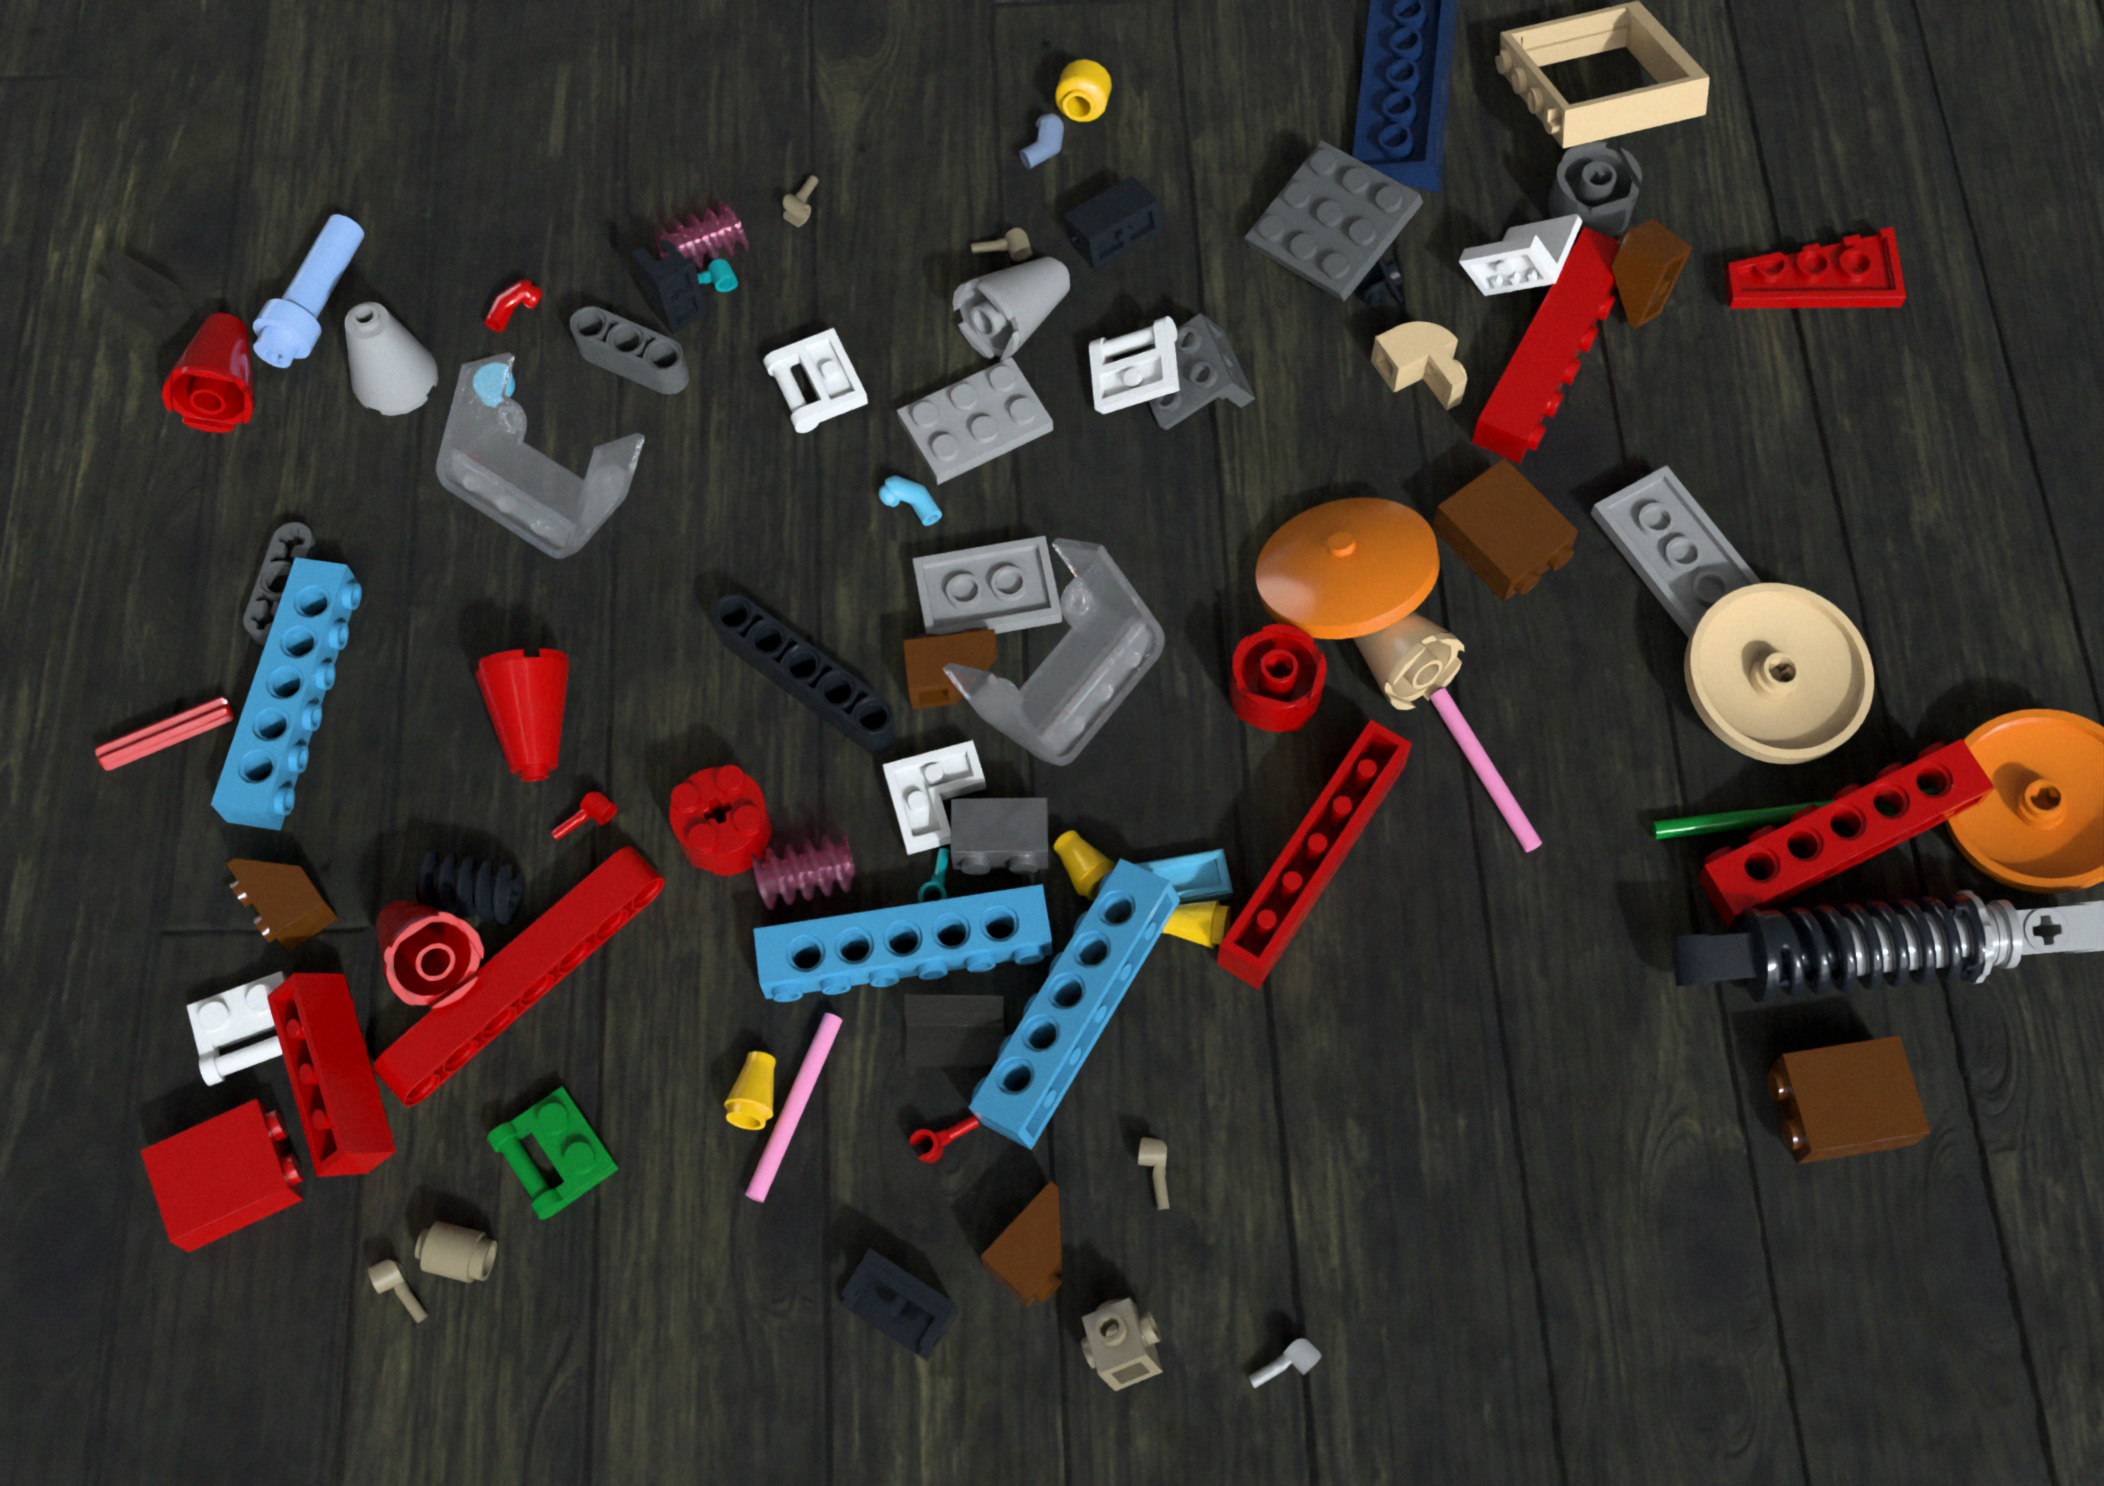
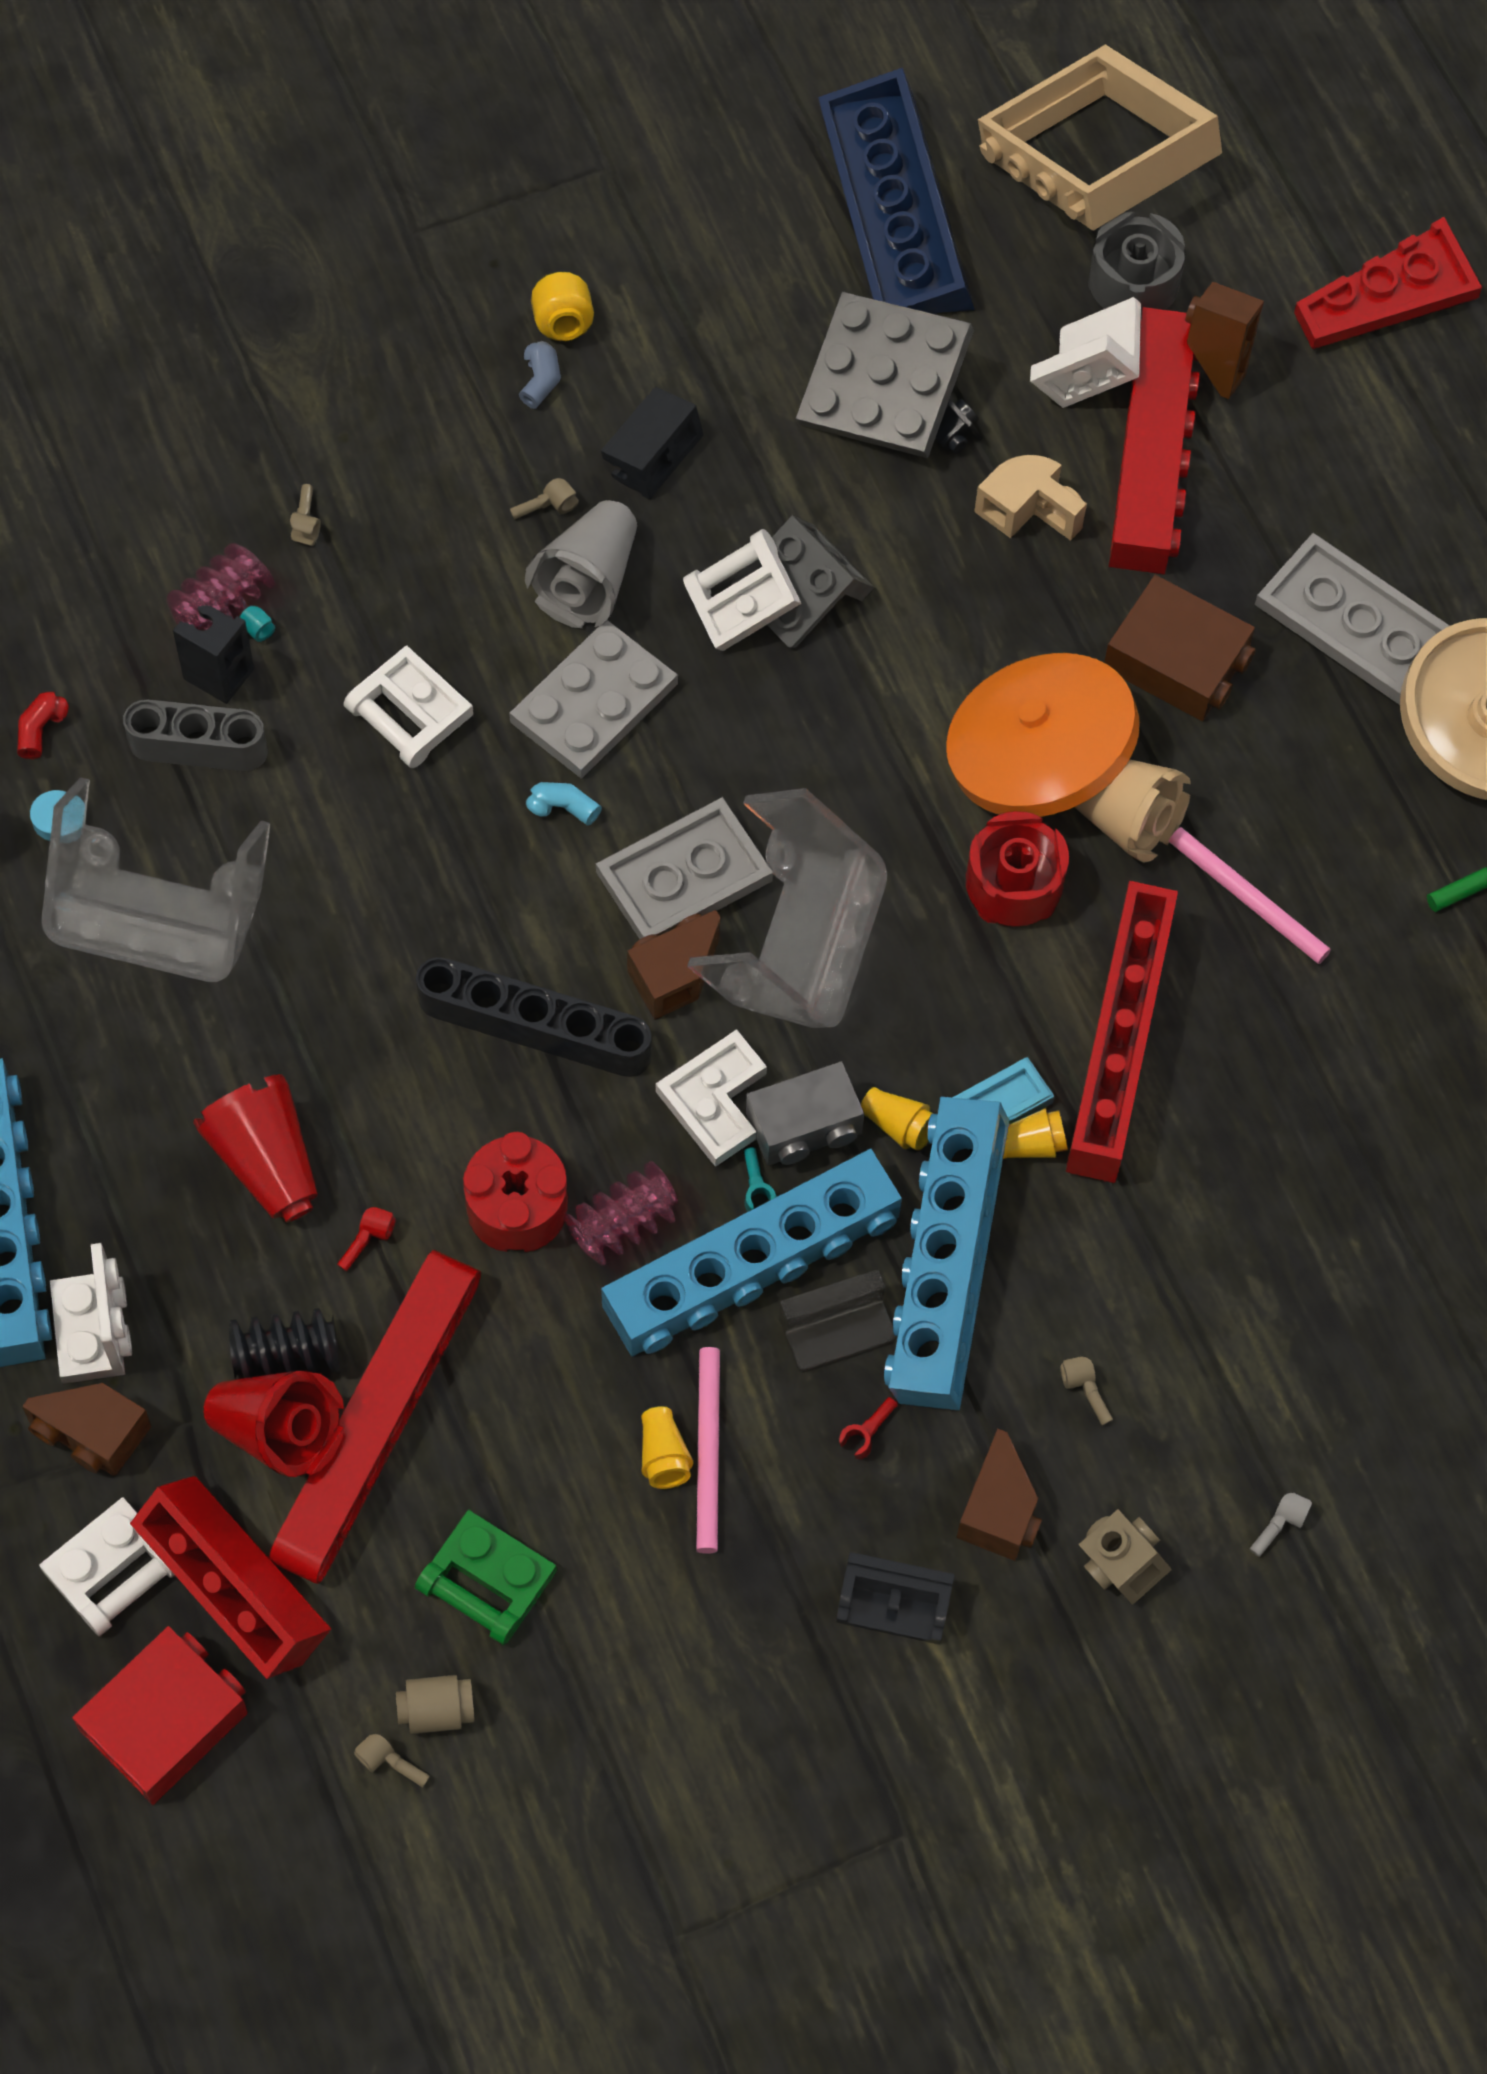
camera: 25 degrees left, 0 degrees up
(325, 810) = (91, 1322): none -> white bracket

